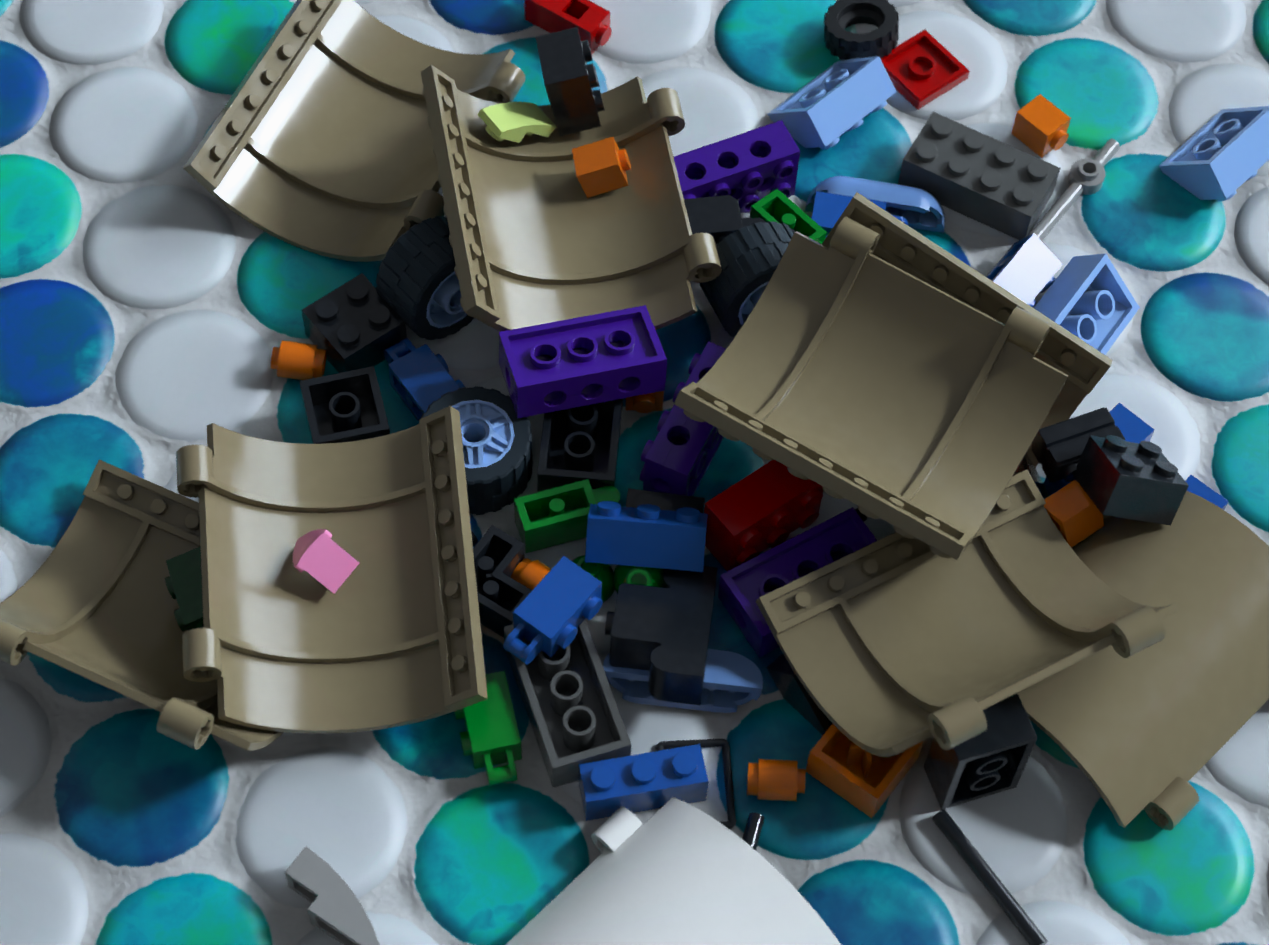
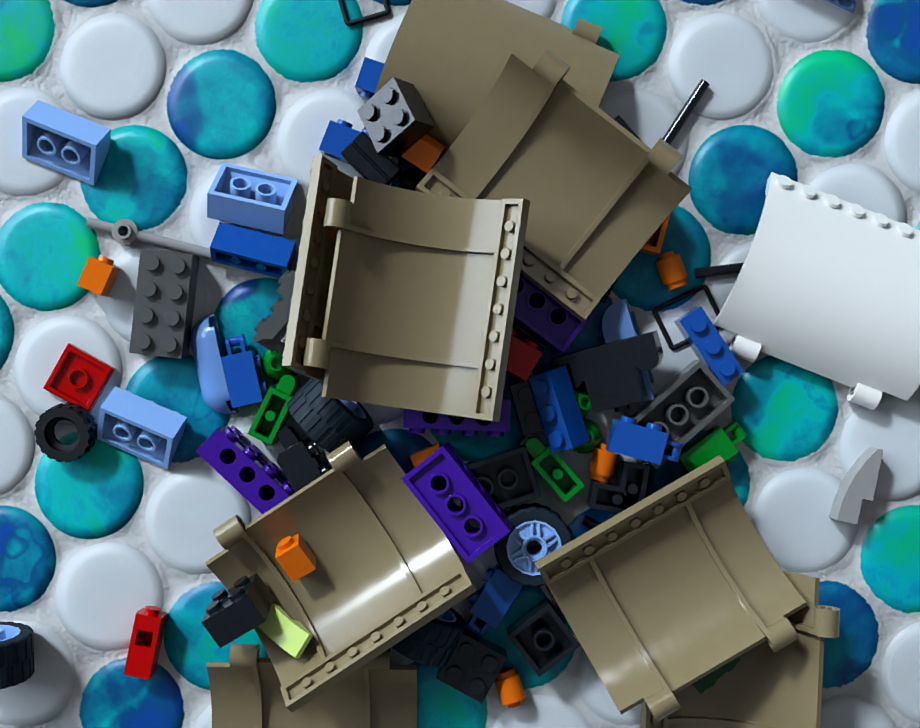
camera: 110 degrees left, 30 degrees up
(323, 559) = (668, 598): bright pink tile -> none

